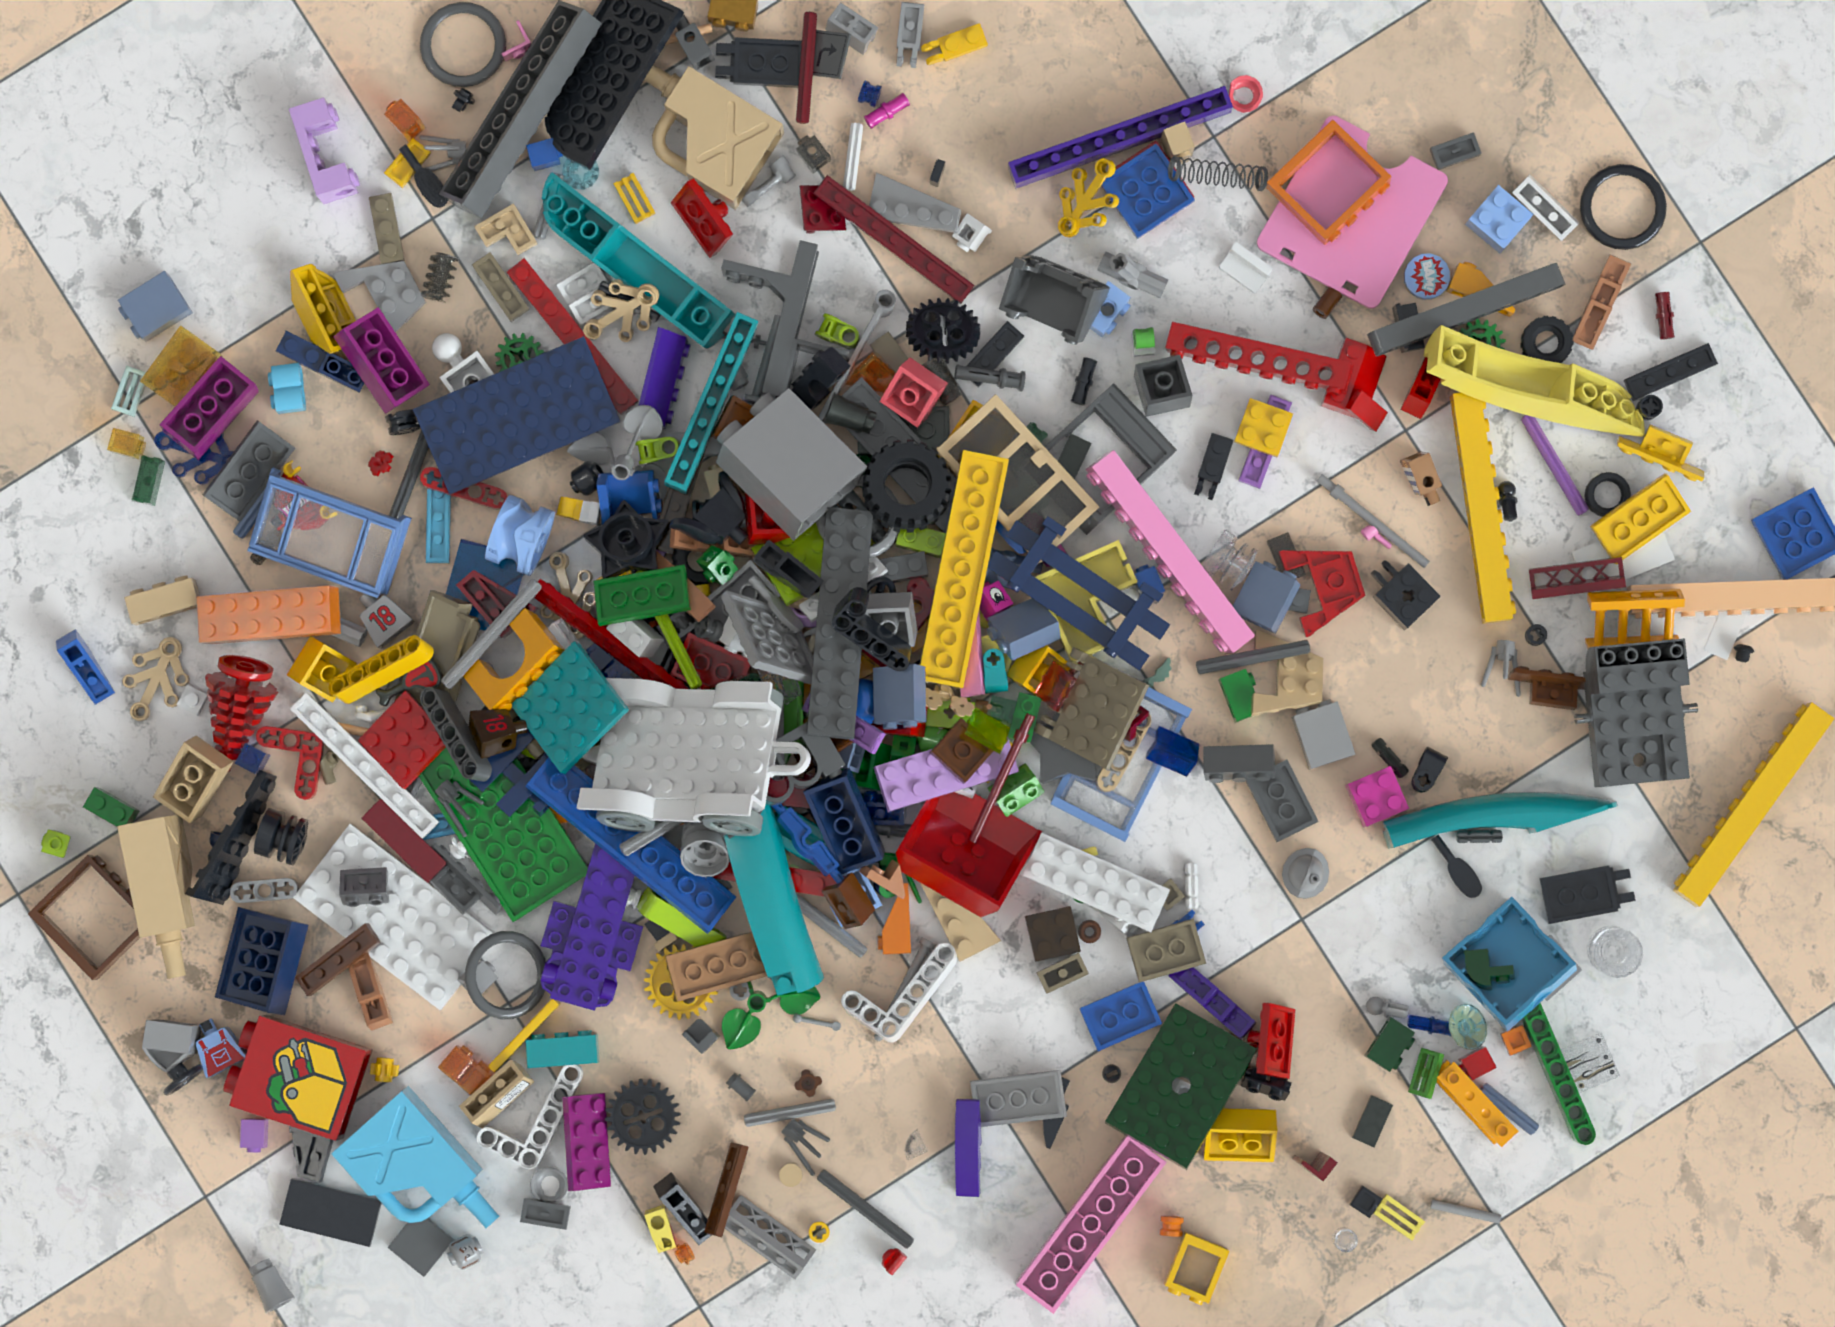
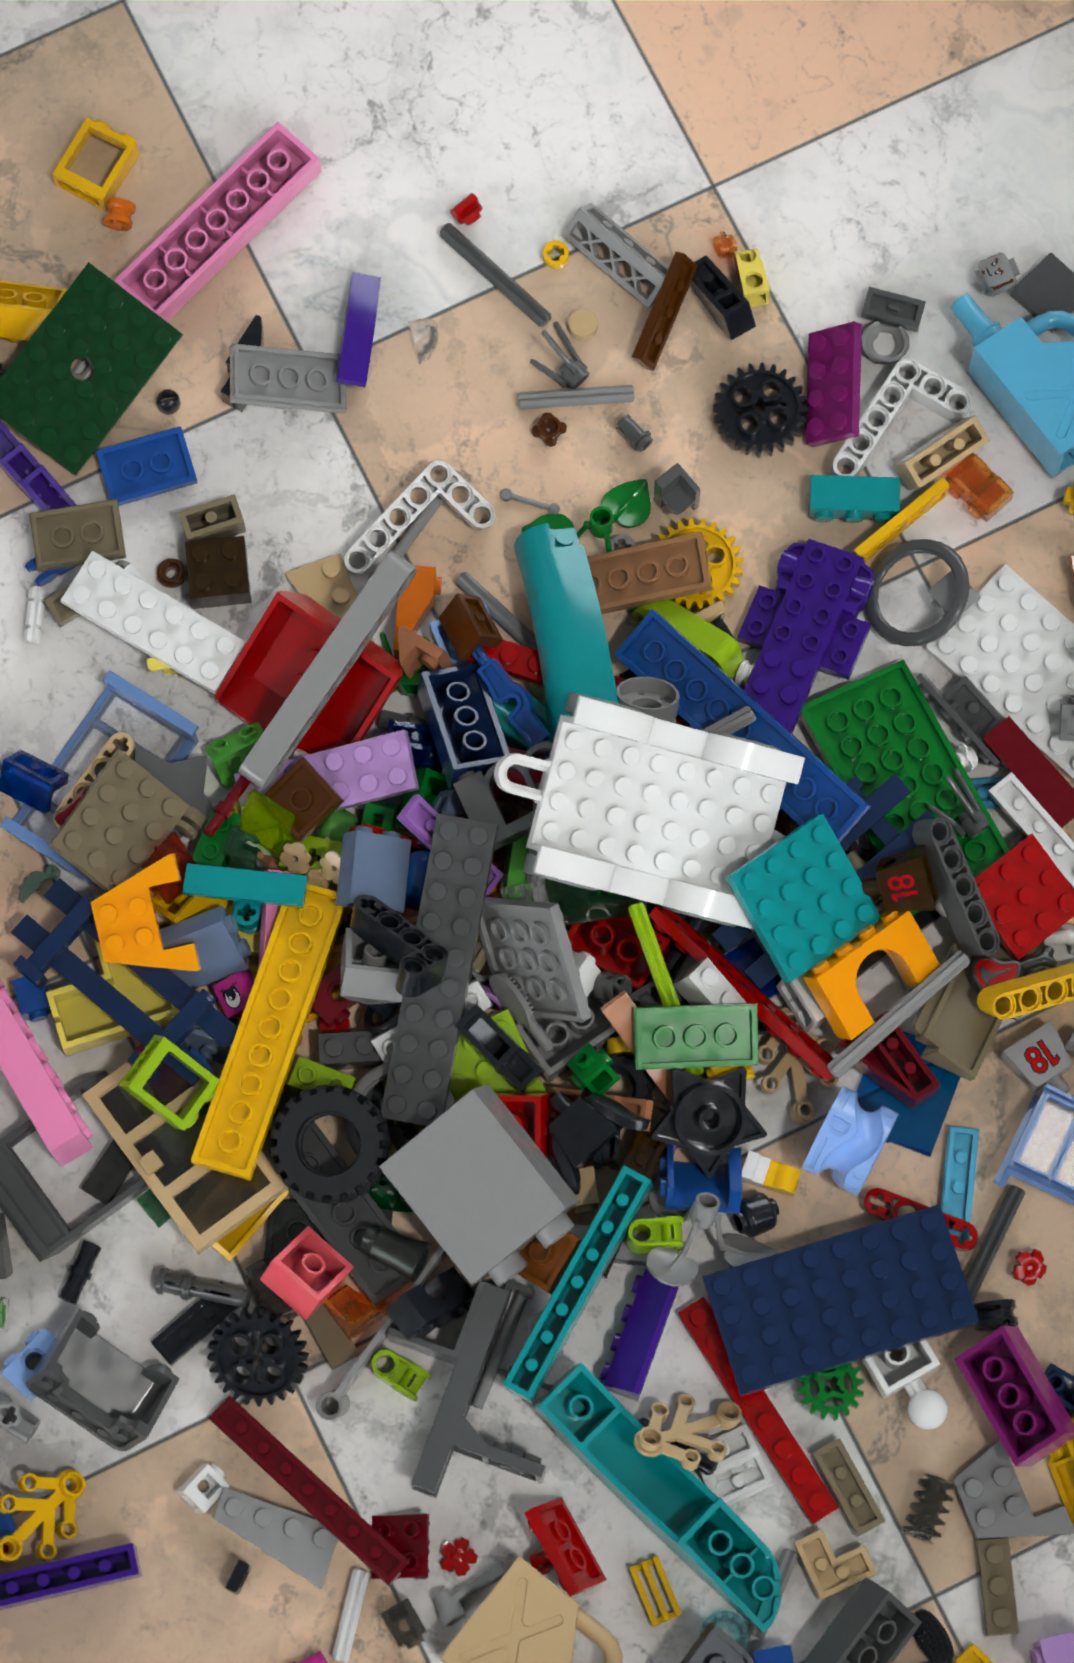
camera: 175 degrees left, 10 degrees down
(780, 207) = (458, 1557): none -> red plant
(952, 847) = (327, 670): none -> light grey beam
(996, 677) = (245, 885): none -> teal tile
(1049, 523) = (144, 1068): none -> lime window
(1078, 632) = (130, 926): none -> light orange wing

